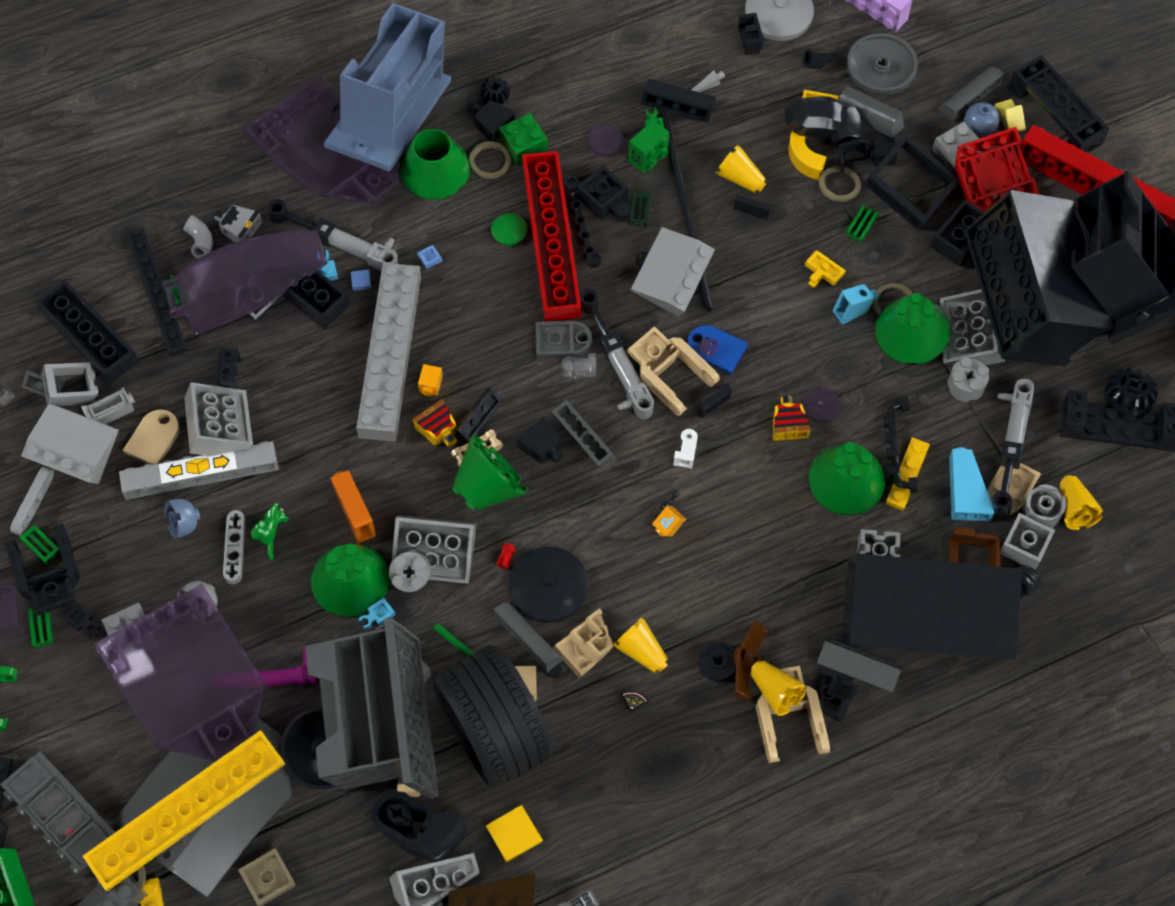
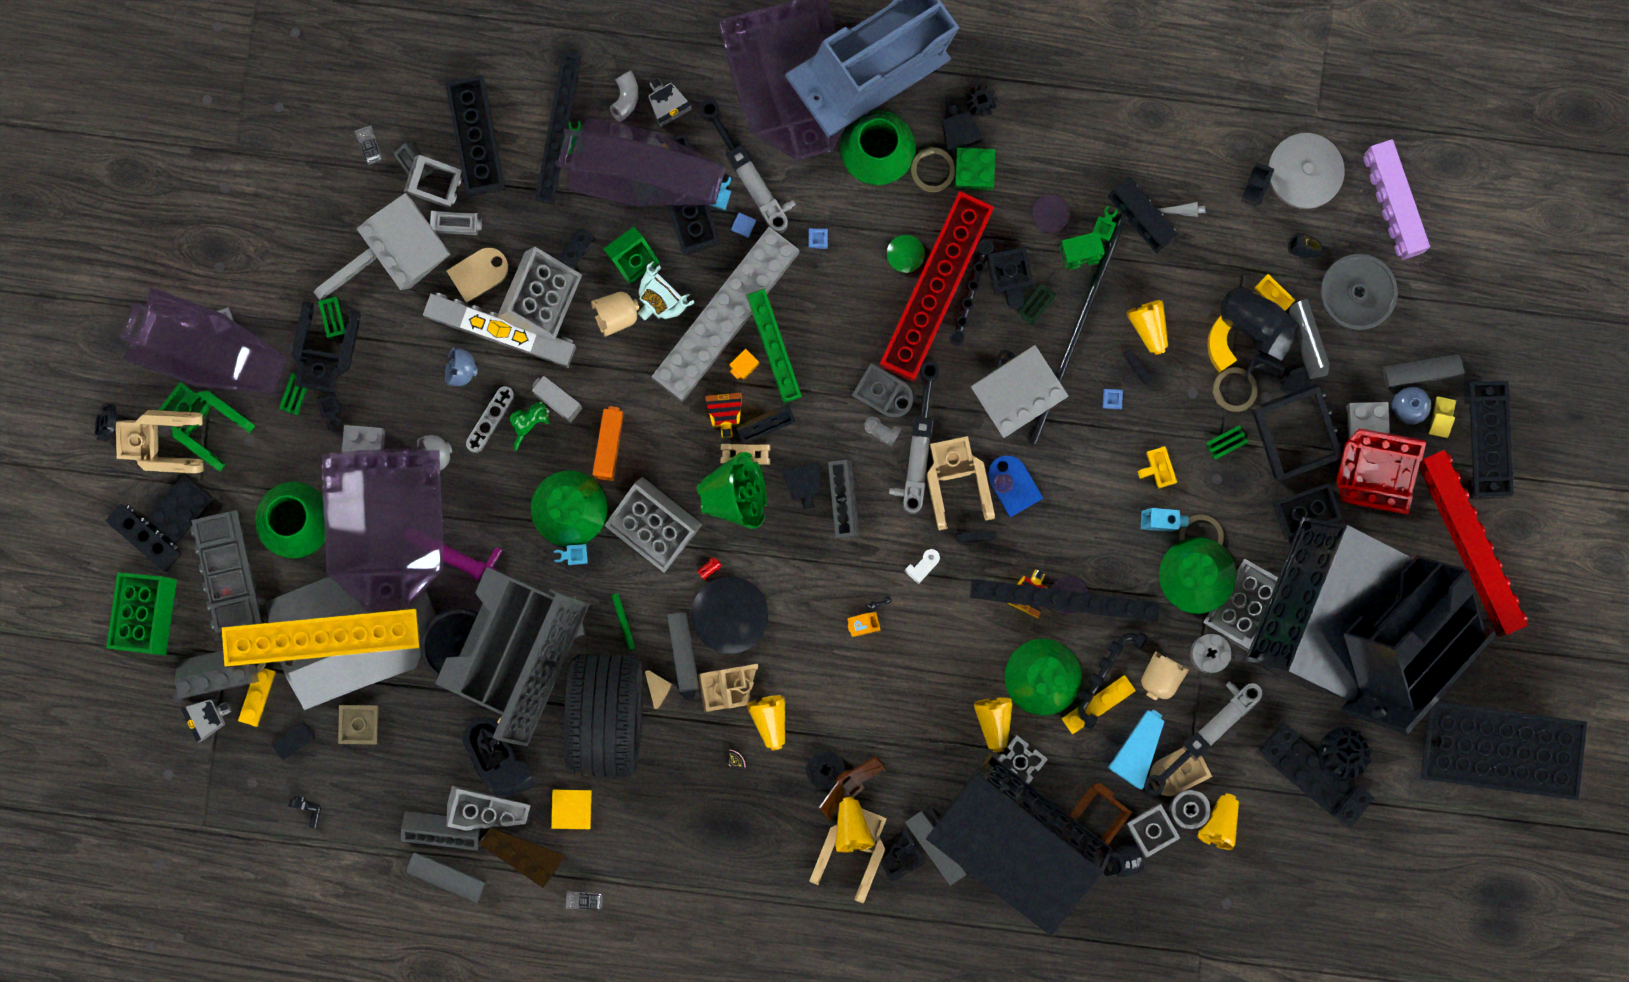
camera: 30 degrees right, 20 degrees up
(112, 748) = (311, 535): none -> green cone
(279, 350) = (631, 255): none -> green slope
(287, 491) = (556, 398): none -> light grey window
(292, 399) = (615, 312): none -> tan cylinder
(324, 368) = (659, 296): none -> light aqua torso
(401, 579) = (617, 546): light grey brick -> none
(446, 349) = (773, 345): none -> green tile
(749, 242) = (1112, 399): none -> medium blue tile
(821, 405) = (1064, 600): none -> black plate
(834, 533) = (995, 721): none -> yellow cone
(944, 416) = (1162, 677): none -> tan cylinder

